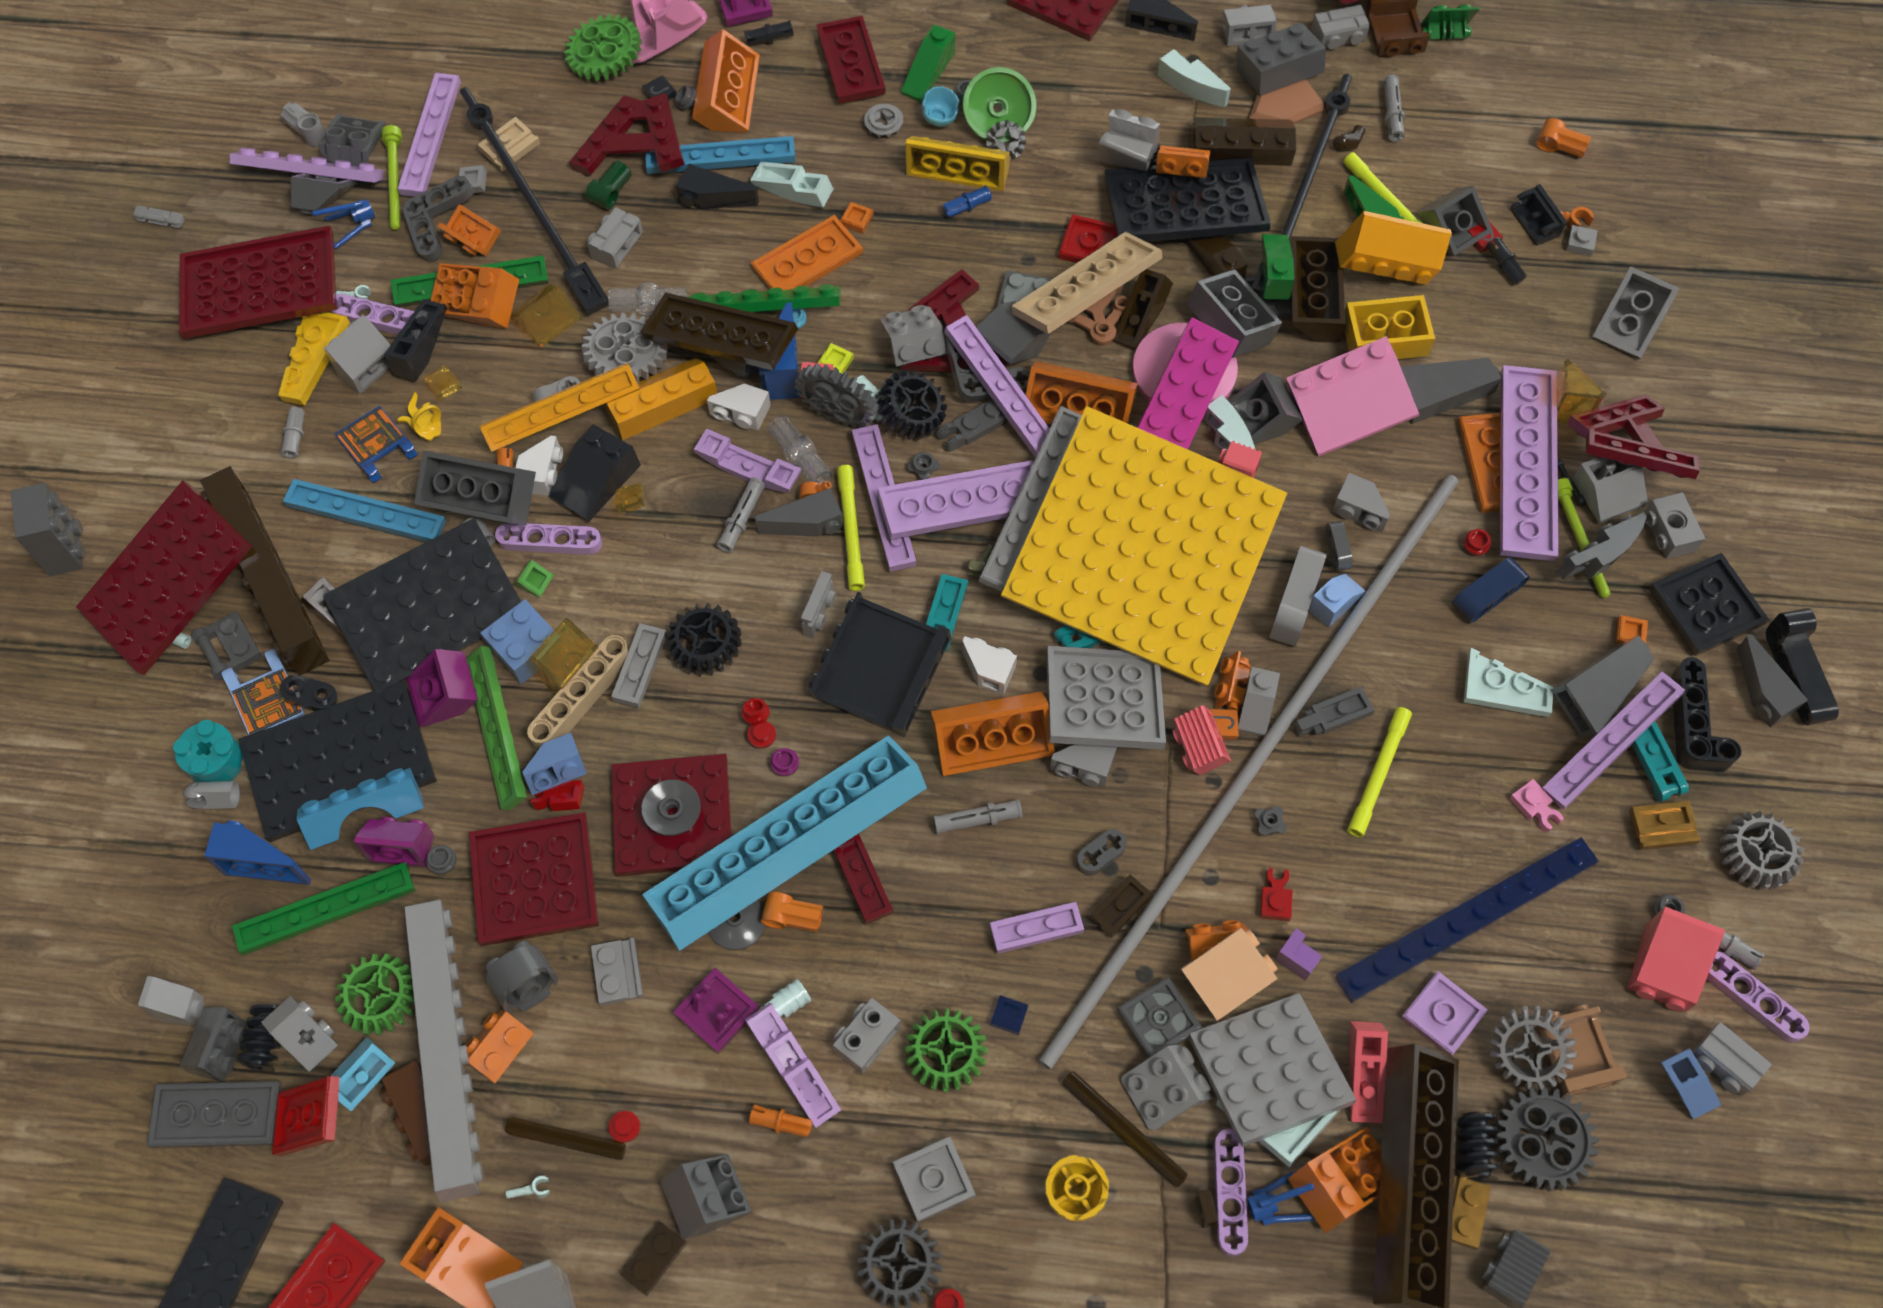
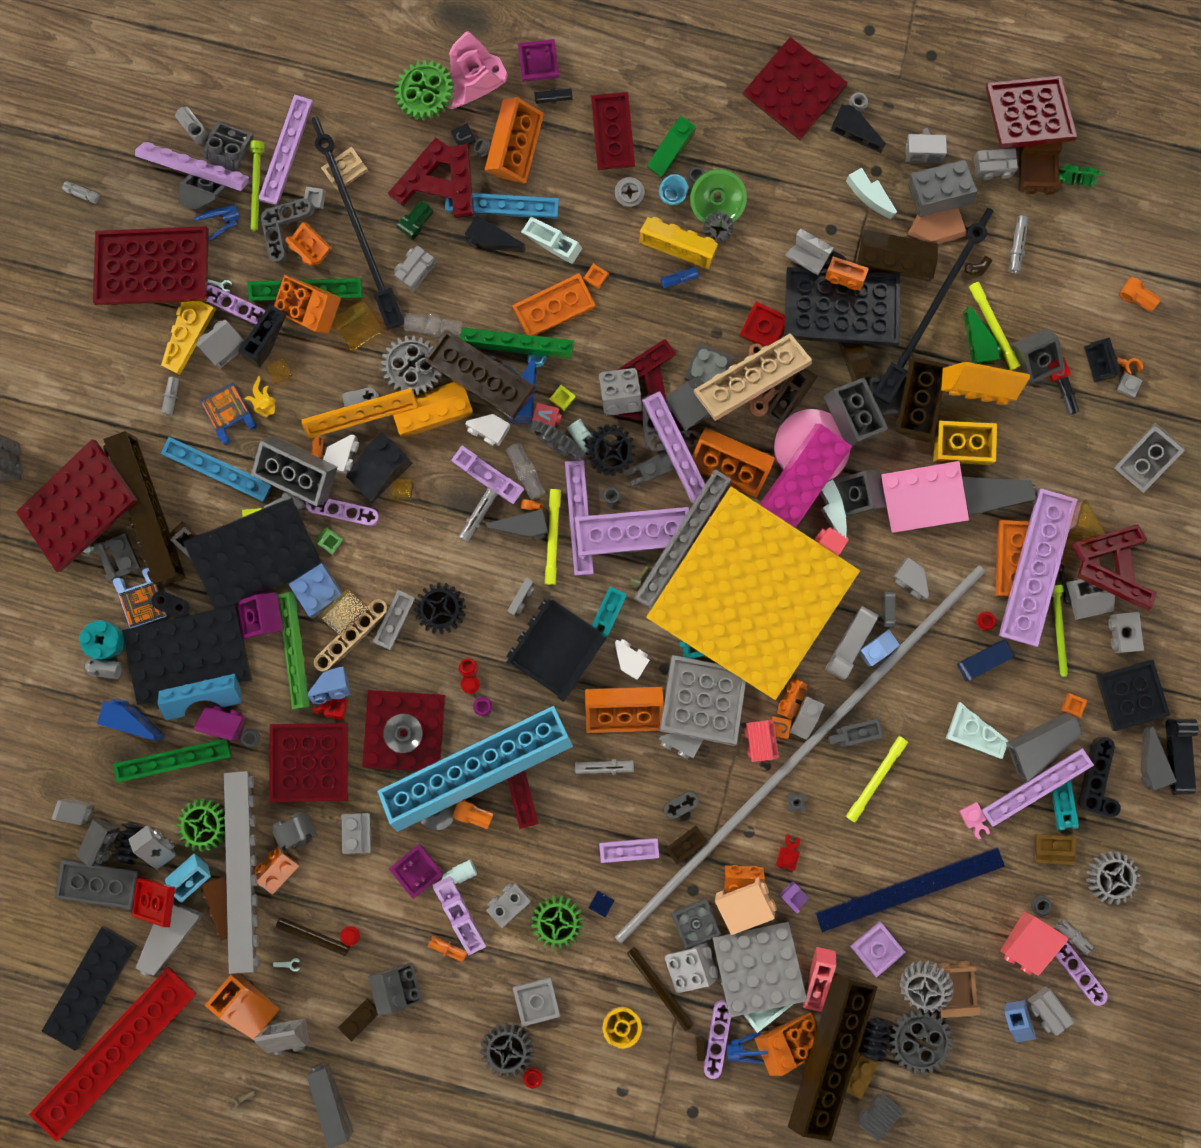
camera: 10 degrees right, 20 degrees up
(330, 1177) = (166, 940): none -> light grey slope
(1277, 267) = (895, 379): green slope -> none
(1604, 549) = (1075, 645): slope -> none

